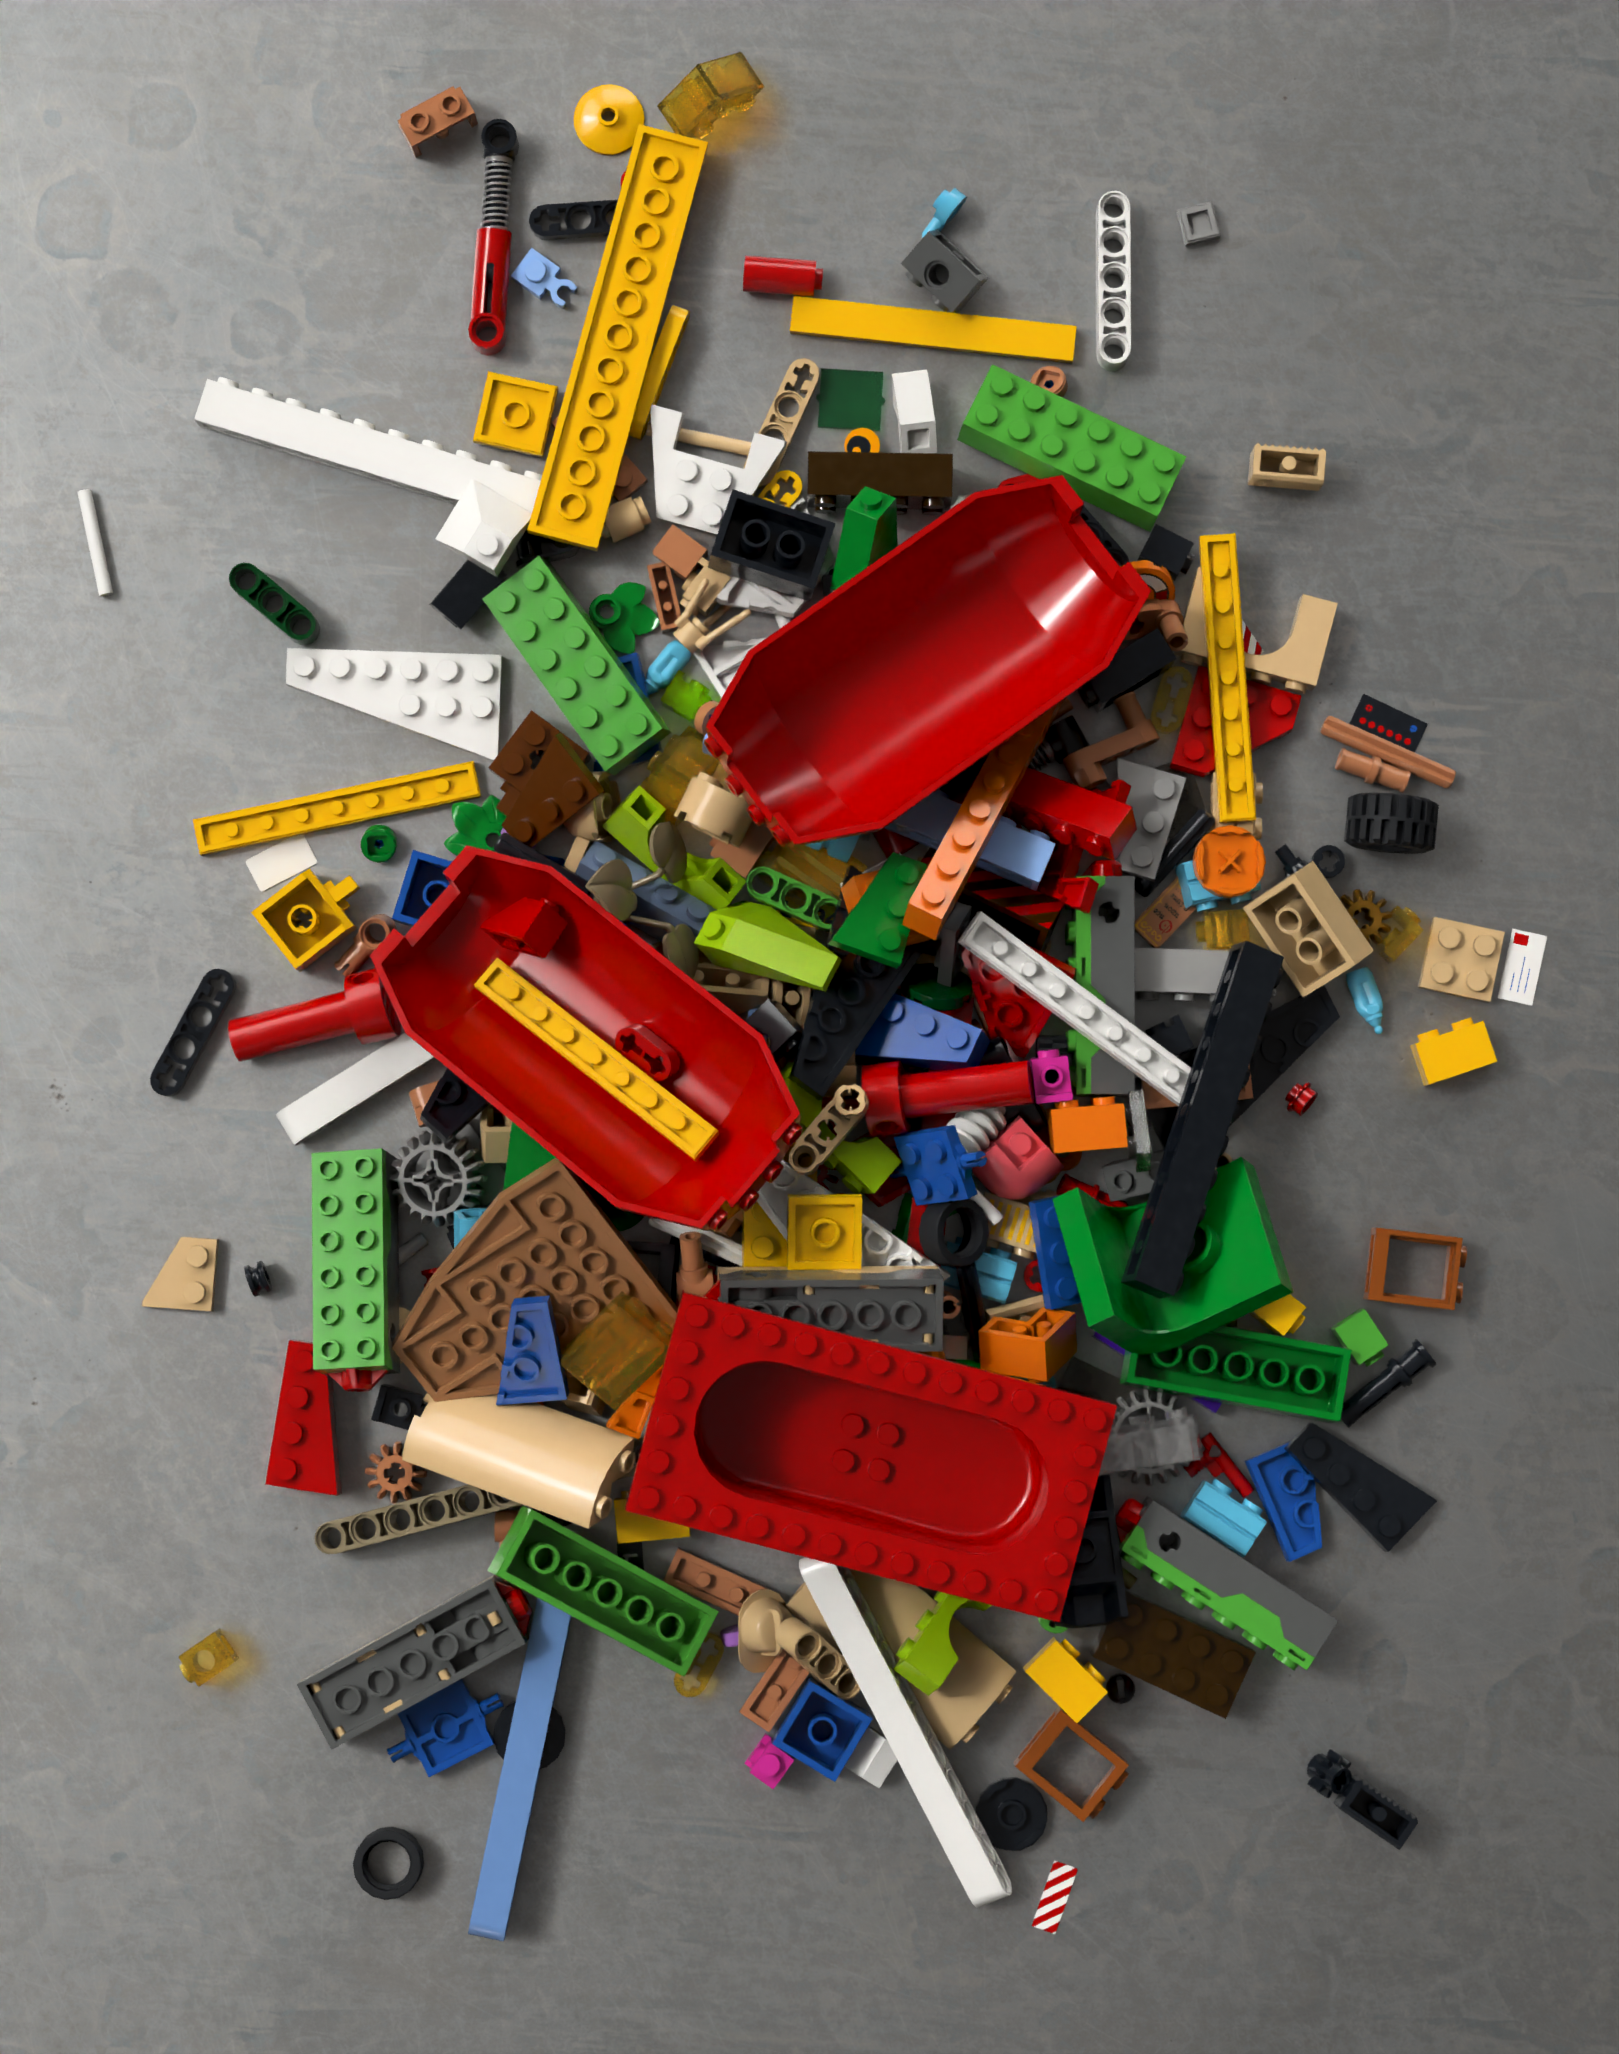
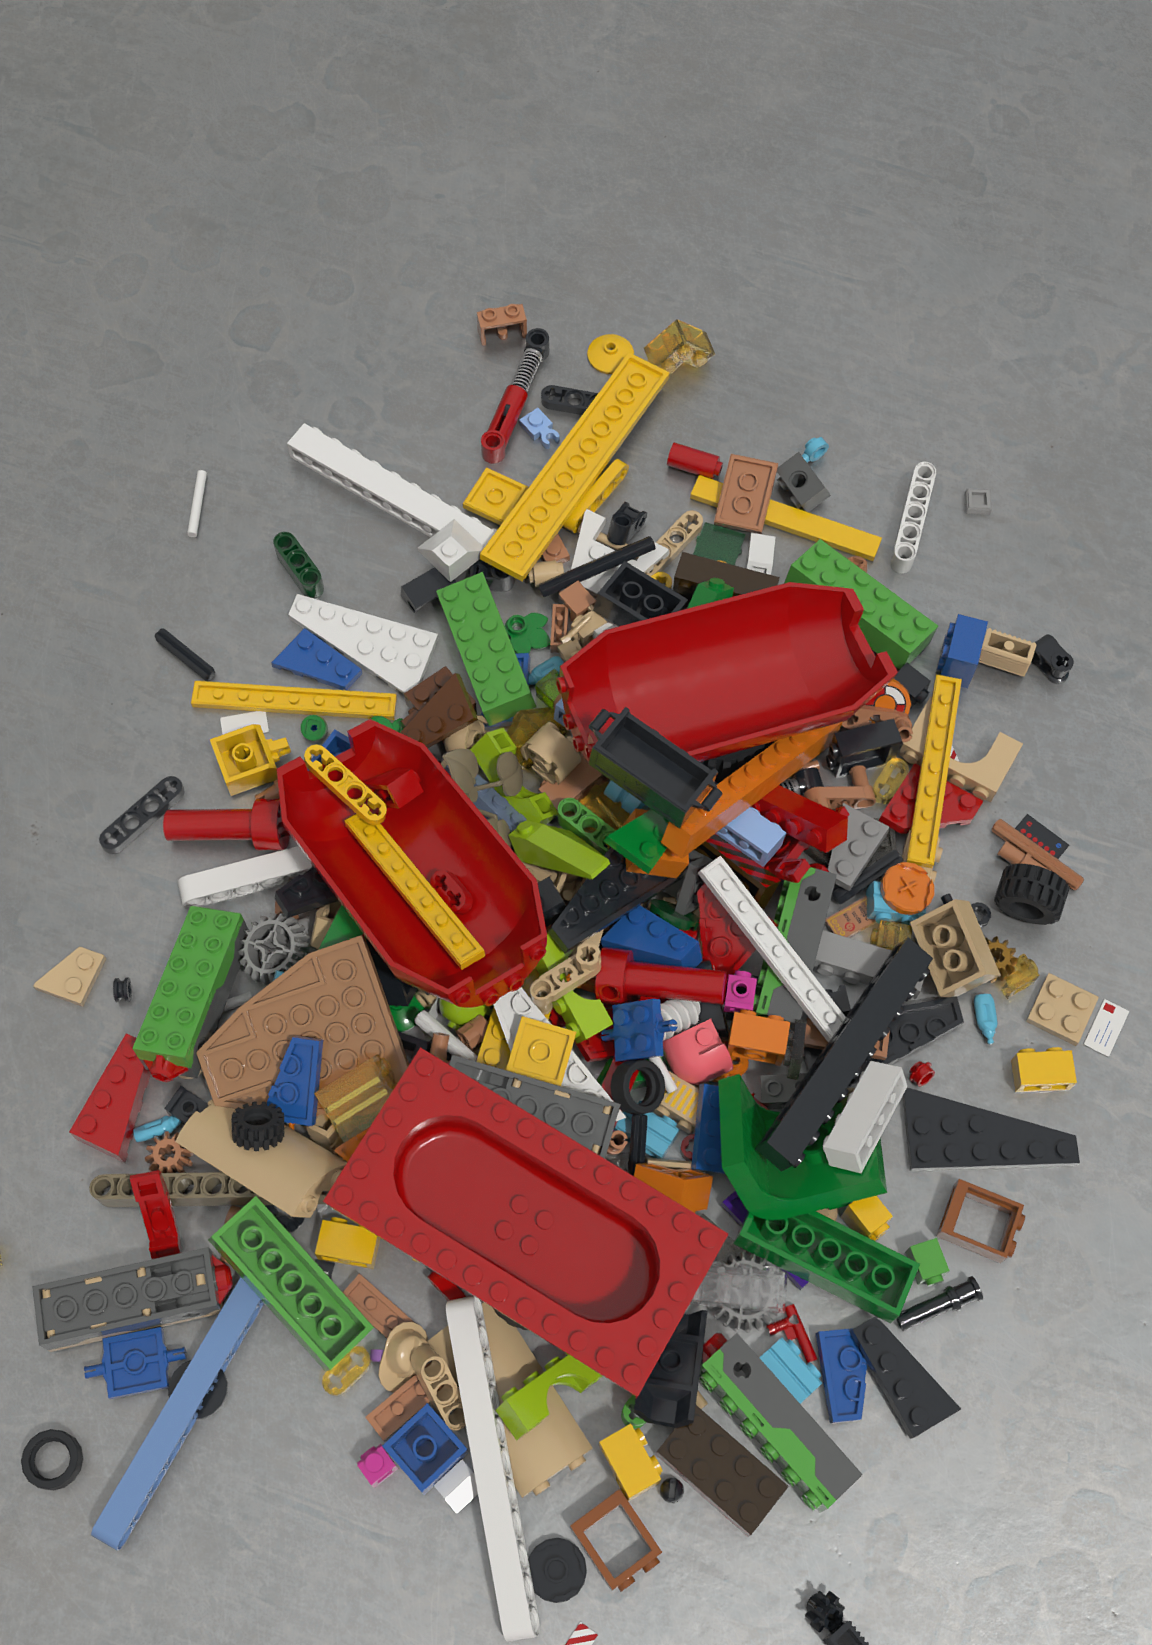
camera: 15 degrees right, 20 degrees down
(164, 783) = (184, 654): none -> black axle
(346, 740) = (316, 659): none -> blue wing
(365, 1442) = (155, 1128): none -> medium azure piece
(417, 1561) = (157, 1213): none -> red slope
(459, 947) = (341, 787): none -> yellow beam
(500, 1407) = (257, 1126): none -> black tyre
(693, 496) = (597, 566): none -> black axle
(712, 404) = (625, 524): none -> black piece
(869, 313) = (746, 494): none -> nougat tile
(871, 851) = (652, 767): none -> black container
(1227, 484) = (962, 648): none -> blue brick
(1245, 1203) = (865, 1116): none -> white brick
(1347, 450) = (1050, 657): none -> black piece
(1369, 1164) = (962, 1136): none -> black wing

